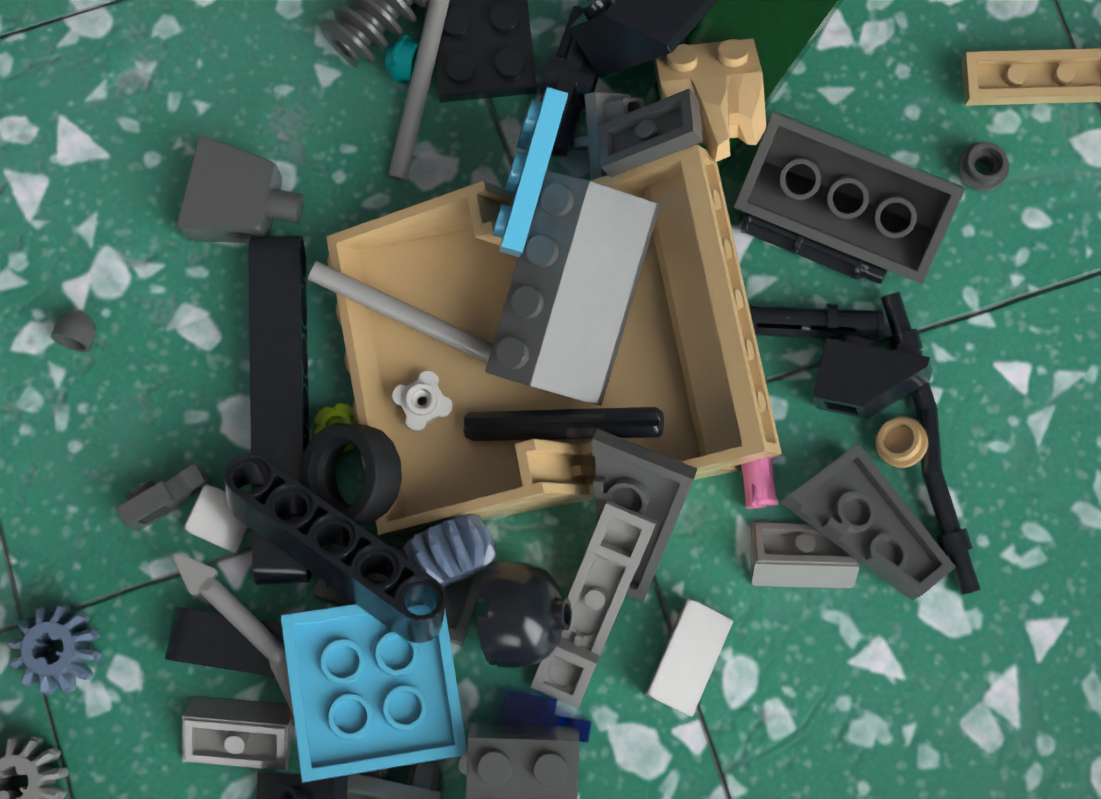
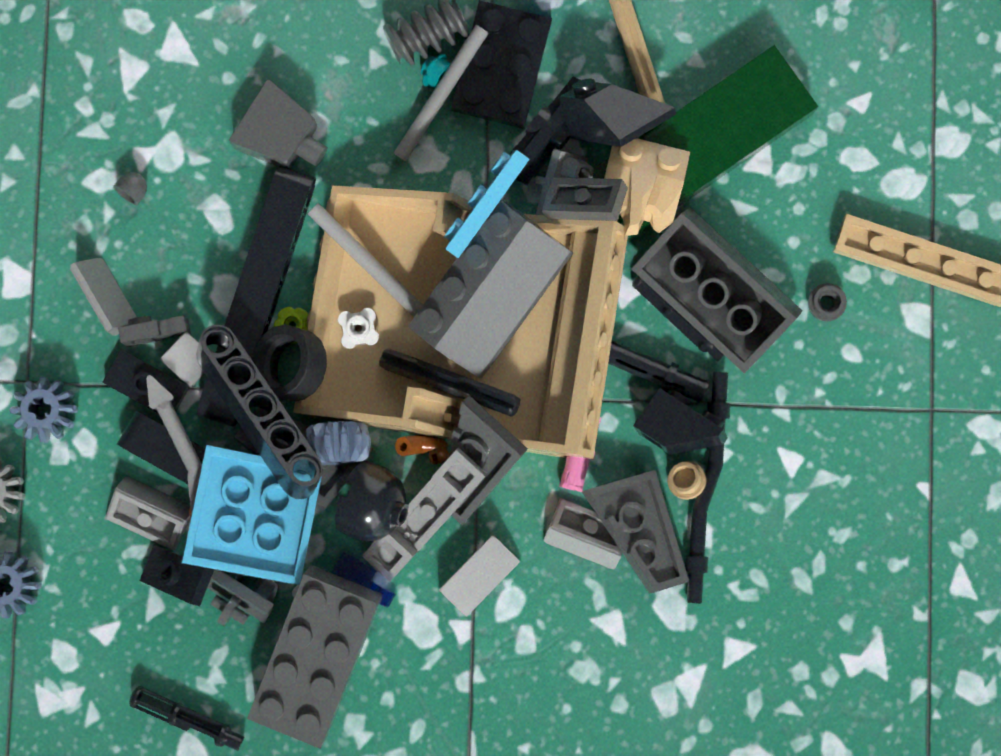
camera: 15 degrees right, 5 degrees up
(82, 474) = (103, 294): none -> light grey slope
(152, 569) = (129, 377): none -> black plate
(554, 518) = (423, 444): none -> dark orange arm

